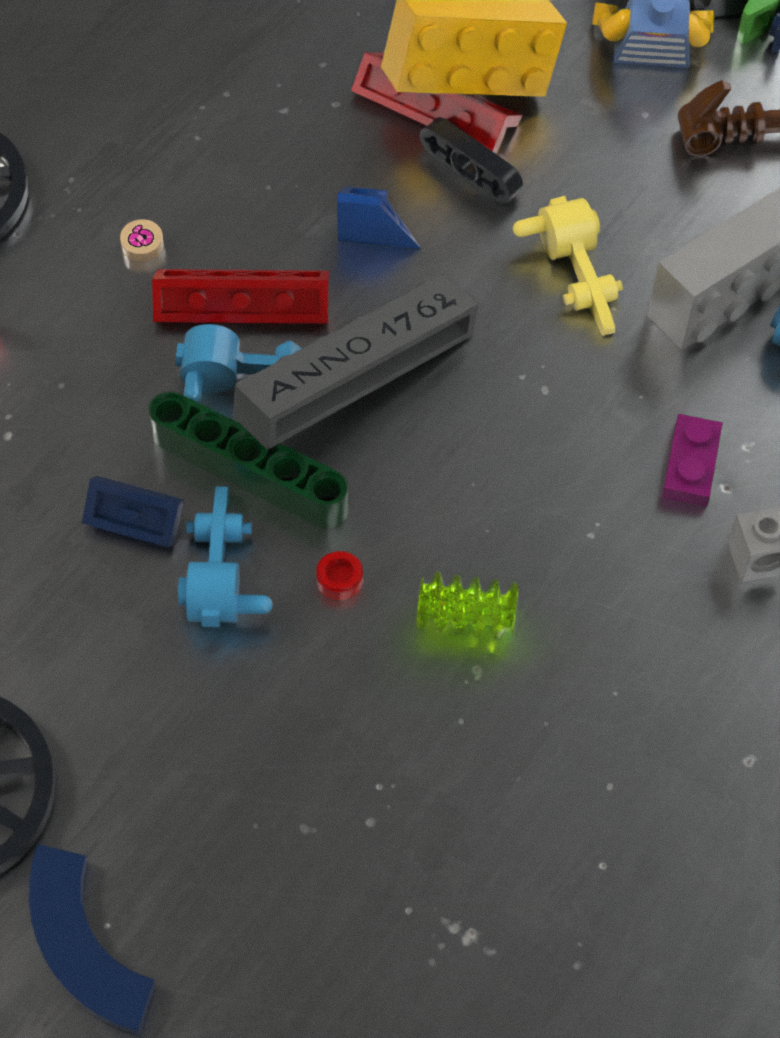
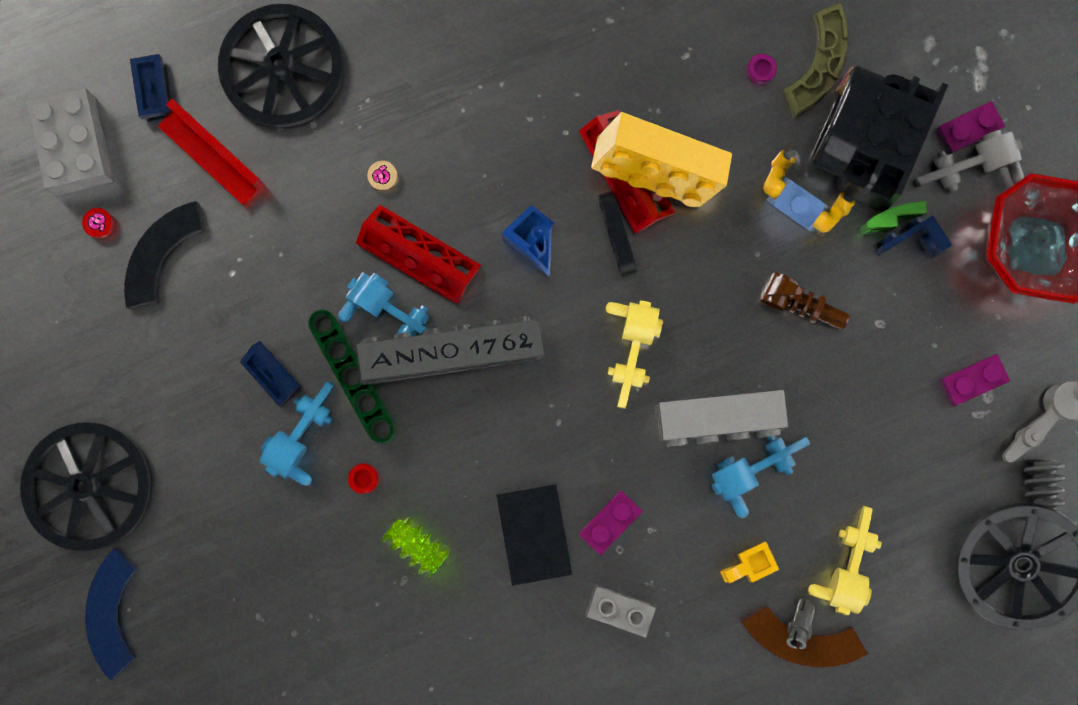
camera: 30 degrees right, 25 degrees up
(608, 522) = (534, 534): none -> black tile

